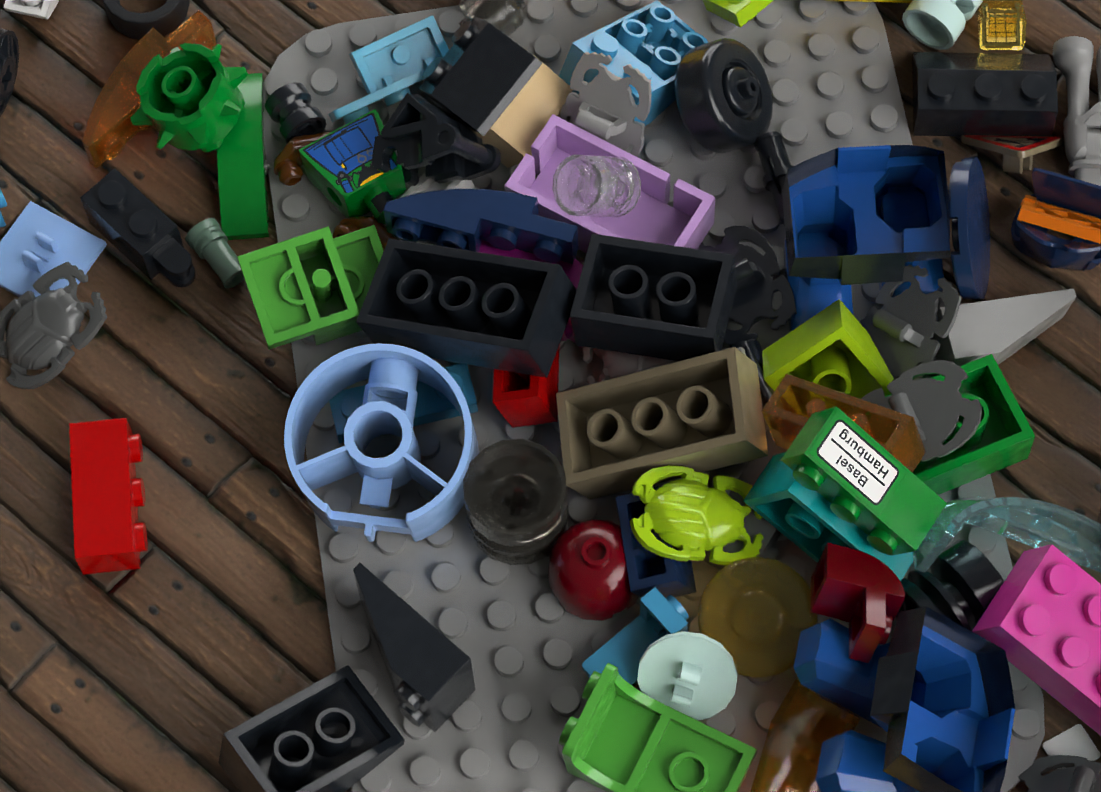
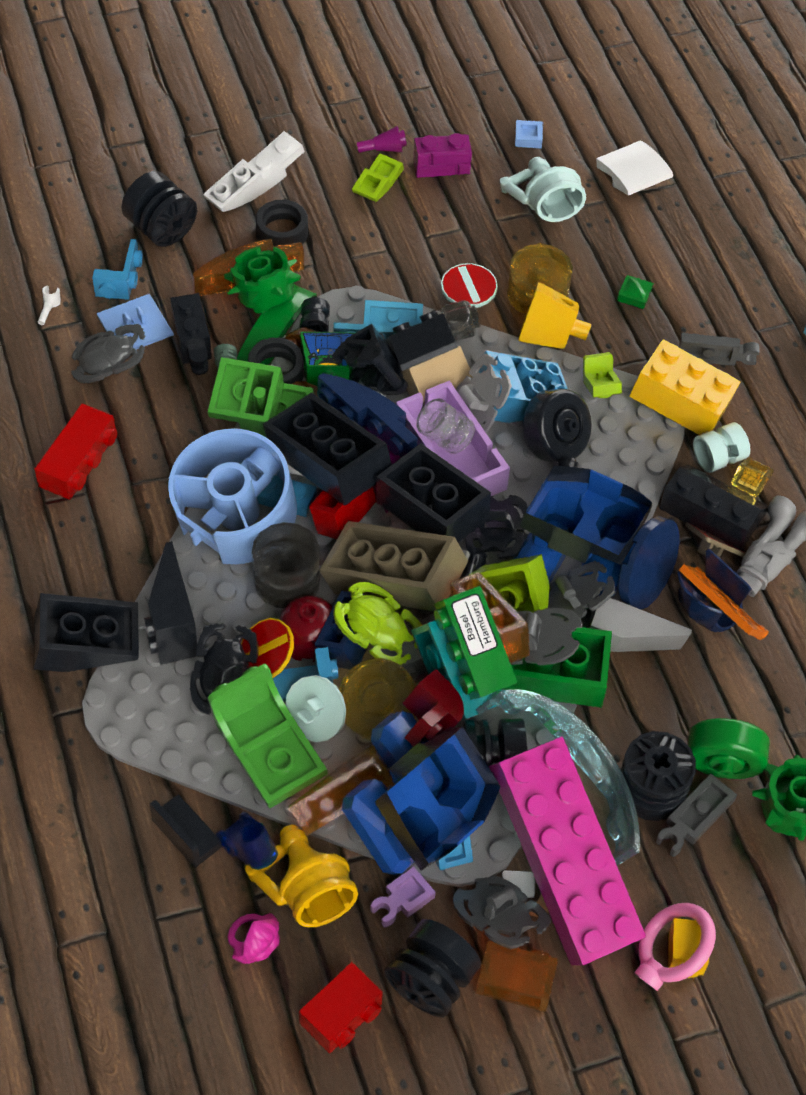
camera: 25 degrees right, 10 degrees down
(288, 185) = (280, 348): none -> black tyre
(530, 690) = (222, 662): none -> black shield
(566, 632) = (274, 644): none -> red piece

